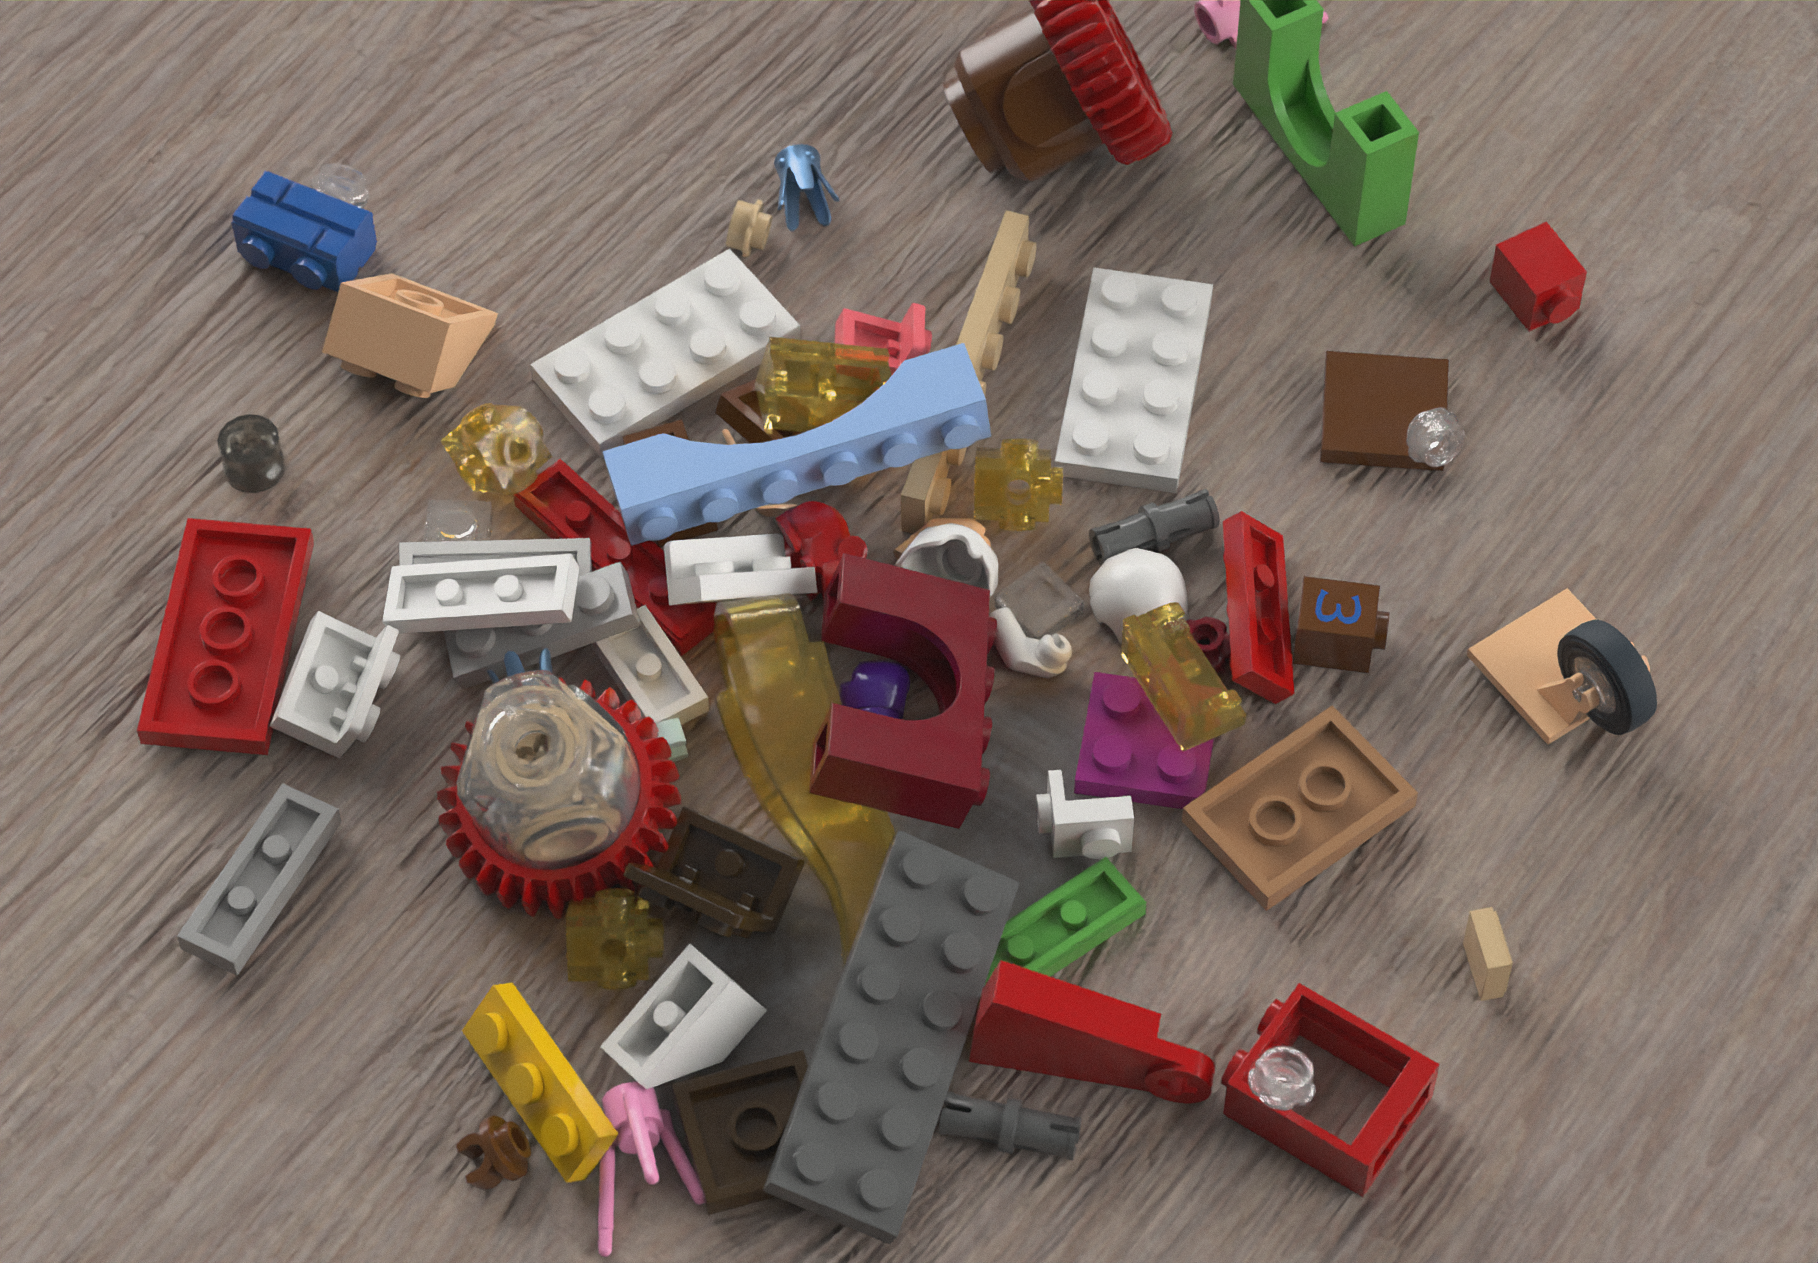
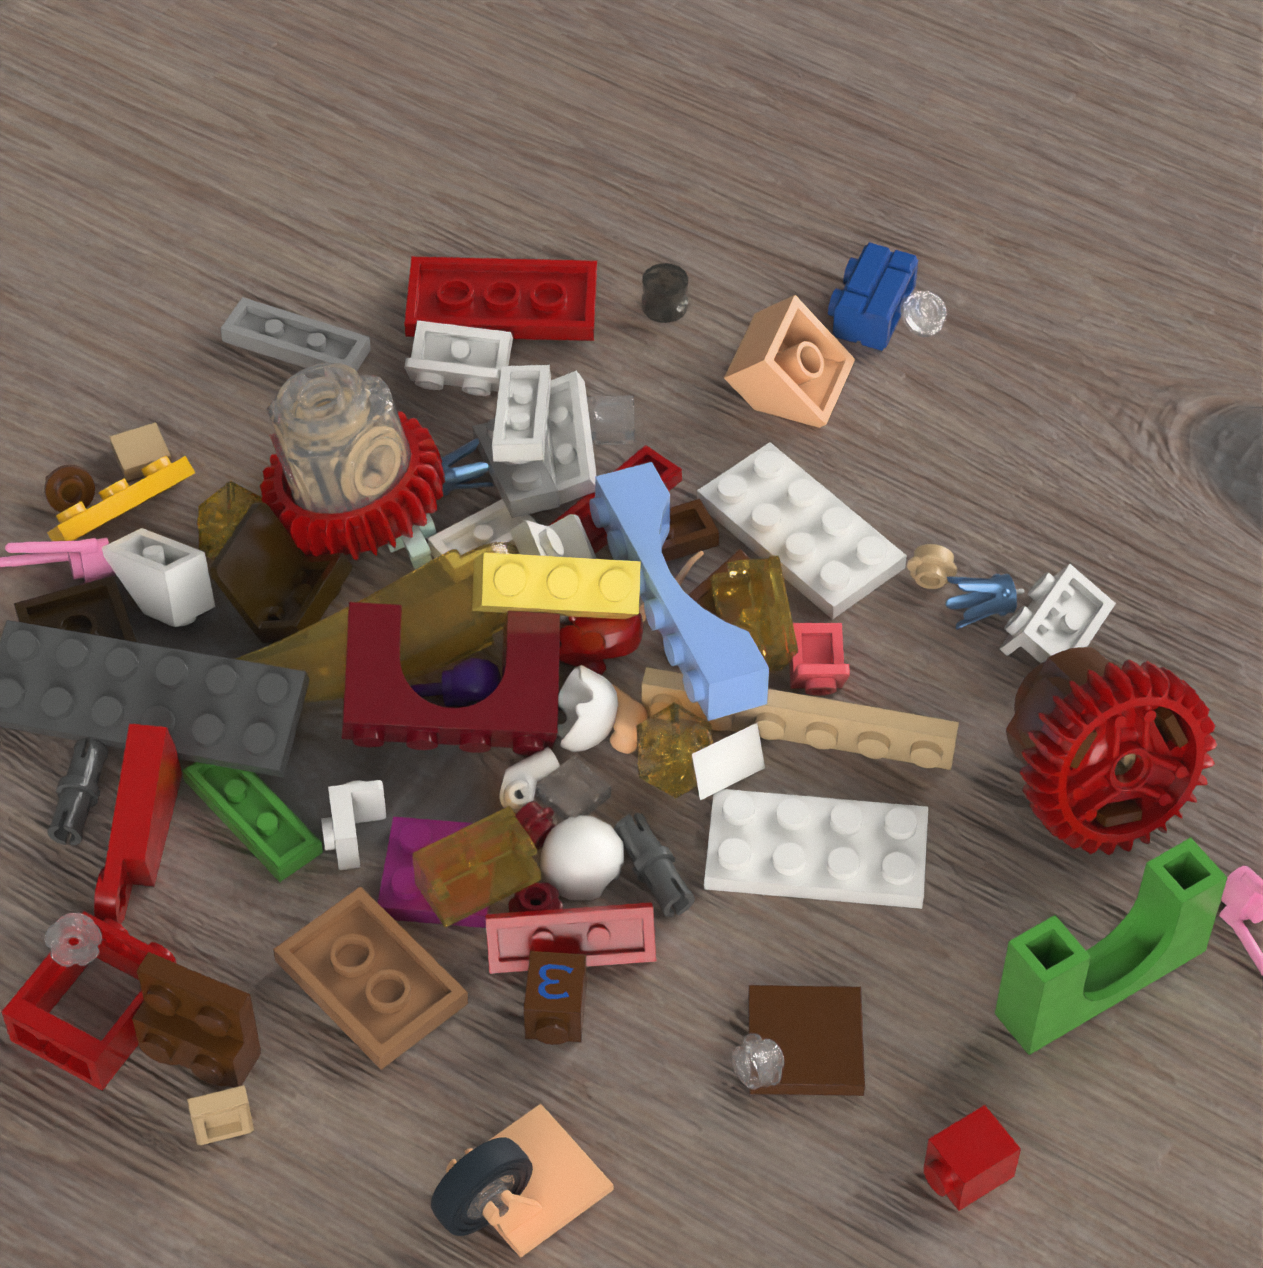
camera: 85 degrees right, 5 degrees down
(433, 1071) = (138, 449): none -> tan tile
(497, 448) = (672, 419): clear yellow brick -> none
(816, 545) = (556, 585): none -> light yellow brick
(842, 123) = (1060, 617): none -> white bracket
(1035, 435) = (728, 761): none -> white sticker
(1096, 641) = (536, 822): none -> dark red plate
(1395, 954) = (195, 1023): none -> reddish brown plate

